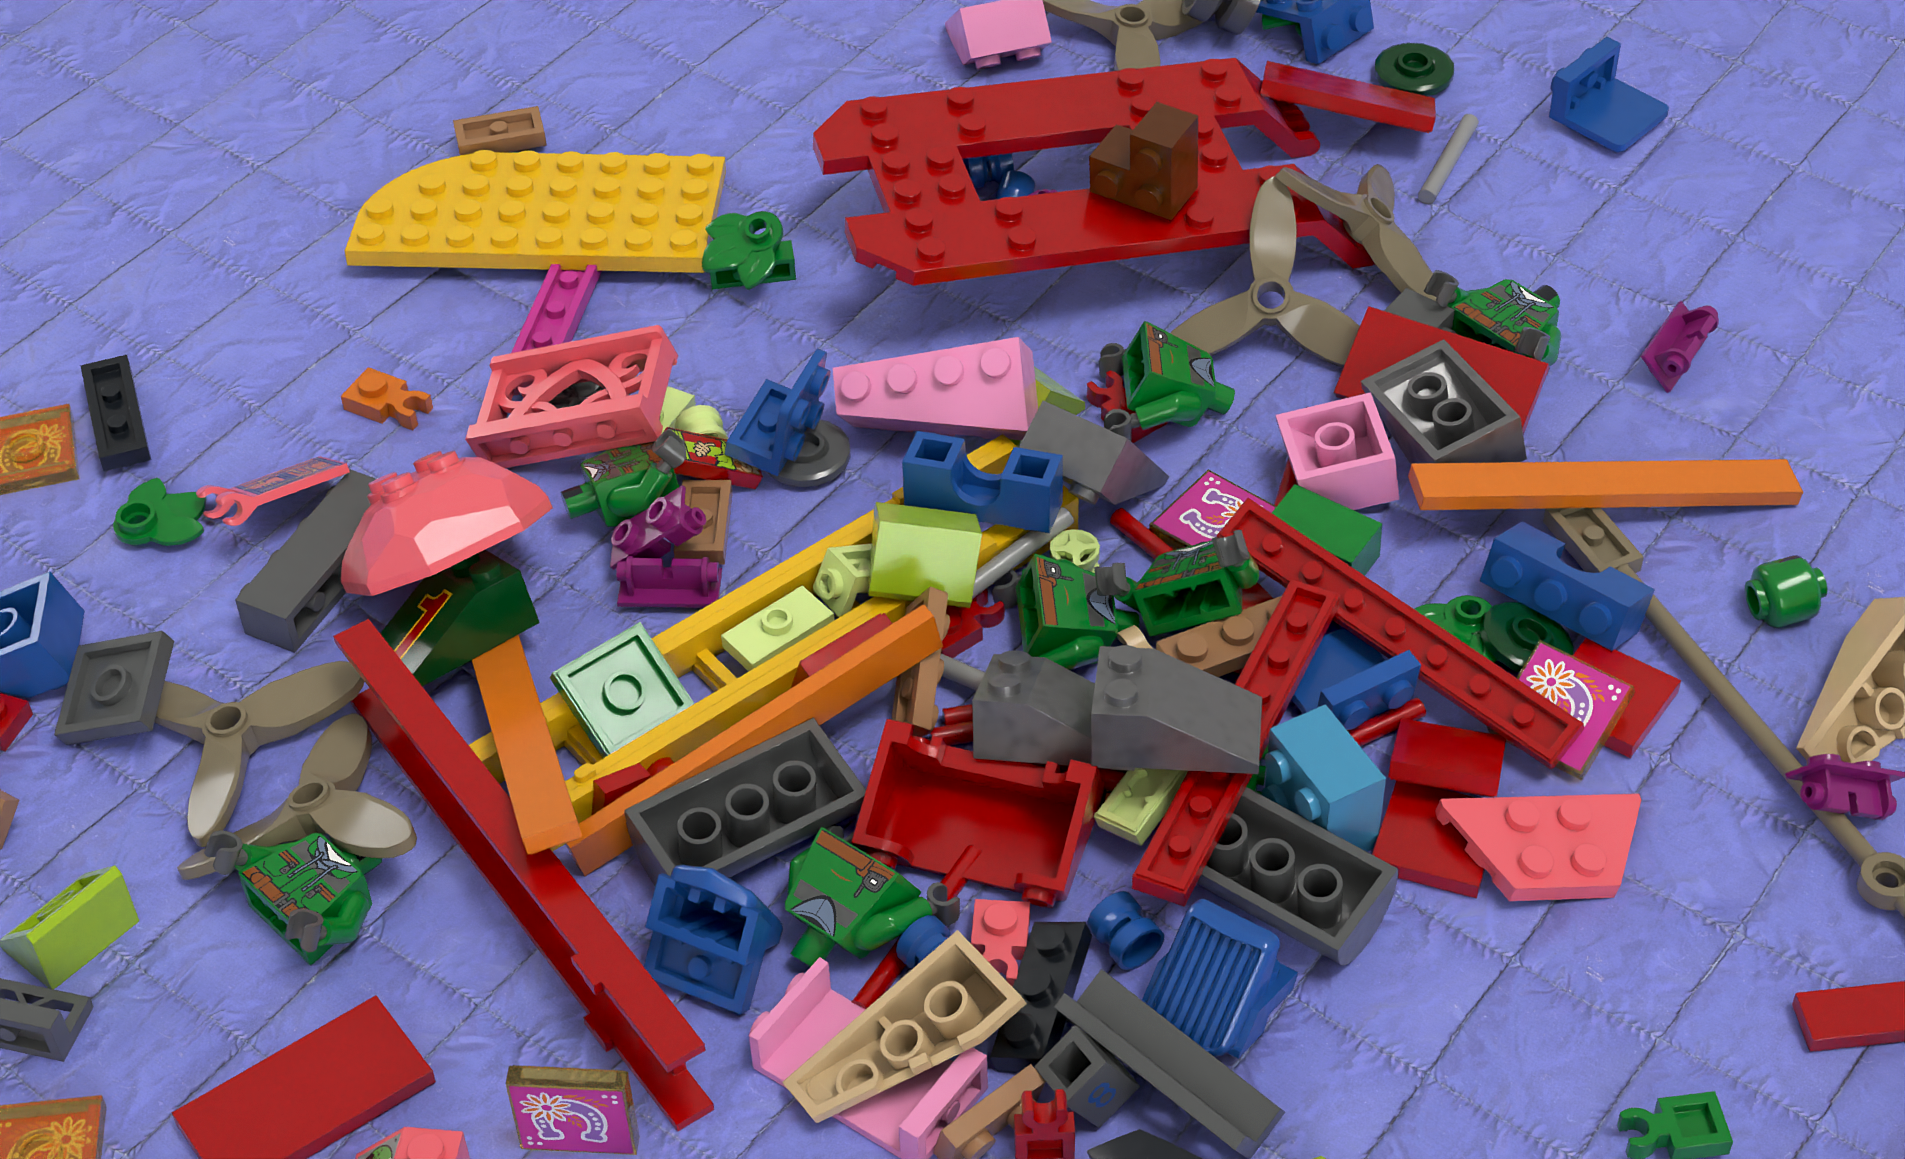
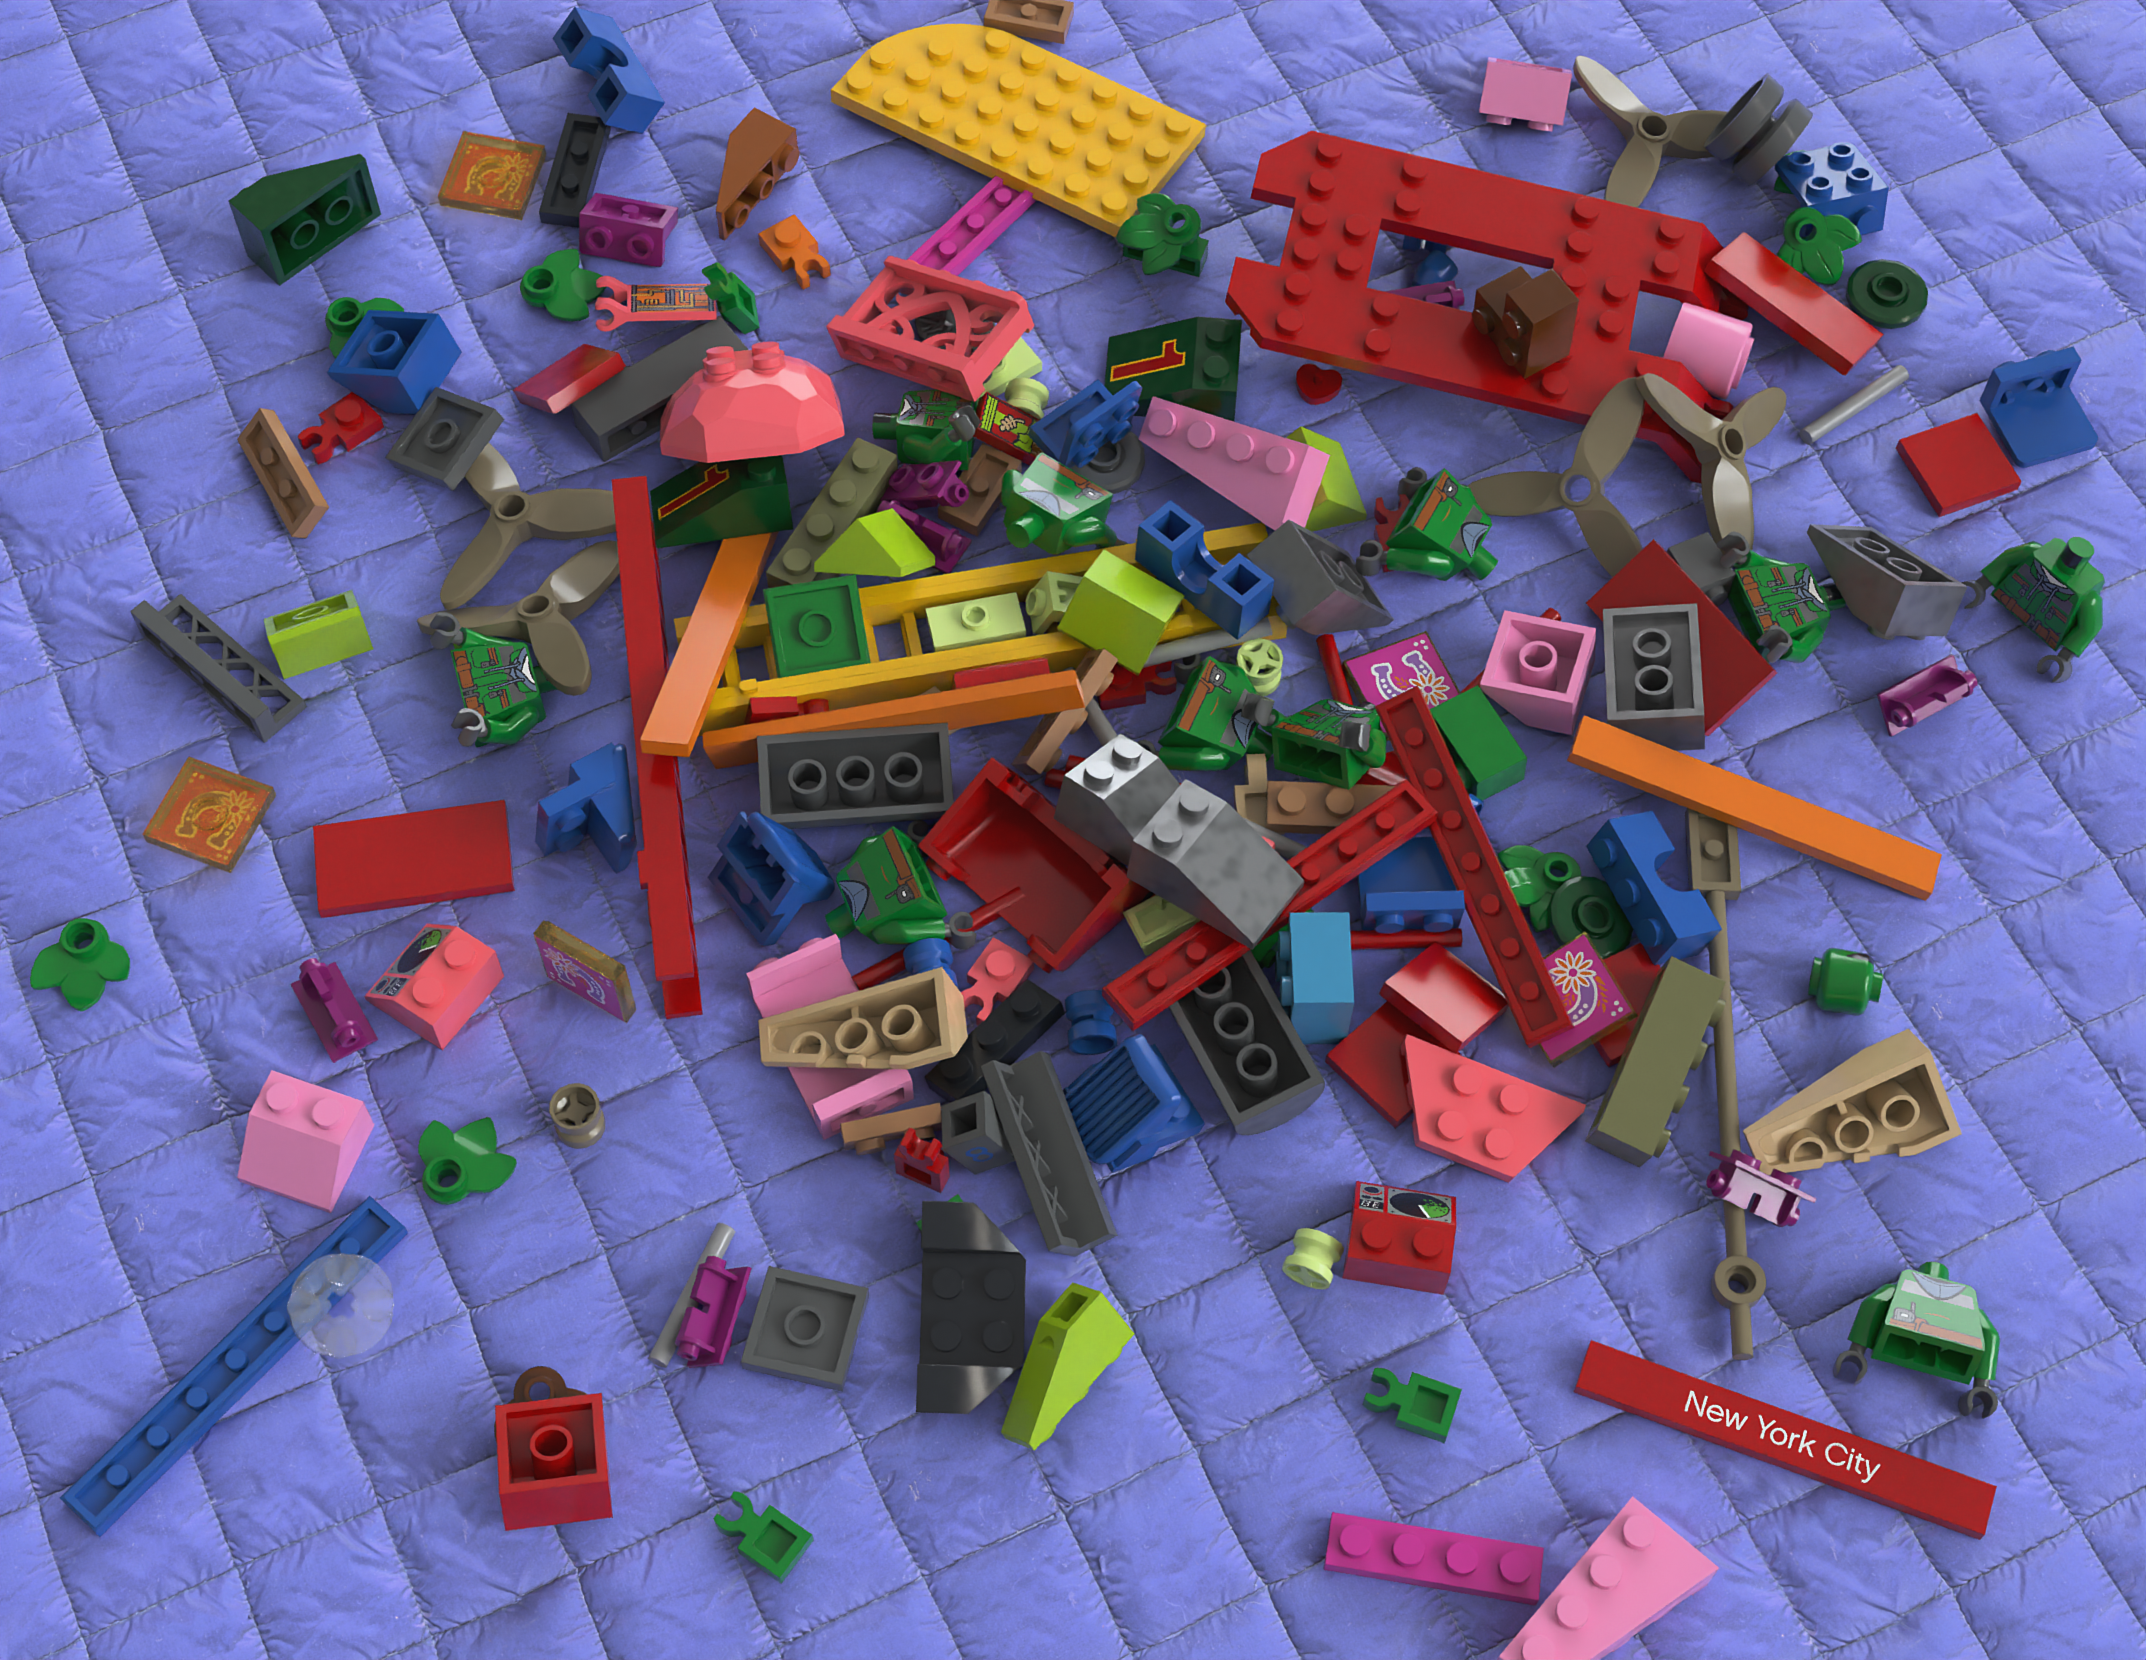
camera: 25 degrees right, 15 degrees up
(117, 318) = (624, 90): none -> blue arch
(200, 443) = (626, 229): none -> magenta bracket
(220, 584) = (569, 378): none -> red tile
(302, 336) = (754, 161): none -> dark orange slope
(348, 449) = (733, 298): none -> green plate
(489, 951) = (592, 804): none -> blue piece
(577, 592) = (849, 494): none -> olive brick
(638, 597) = (876, 547): none -> lime slope
(796, 494) = (1055, 508): none -> green torso
(846, 324) = (1179, 362): none -> dark green slope
(966, 319) = (1317, 385): none -> red piece
(1308, 142) = (1711, 347): none -> bright pink piece
(1339, 49) = (1821, 250): none -> green plate
(1489, 1043) = (1313, 1258): none -> yellowish green wheel
(1559, 988) = (1400, 1238): none -> red slope
(1568, 169) = (1958, 464): none -> red tile
(1599, 271) = (1887, 582): none -> flat silver slope
(1680, 726) = (1656, 1063): none -> olive brick
(1724, 223) = (2051, 593): none -> green torso

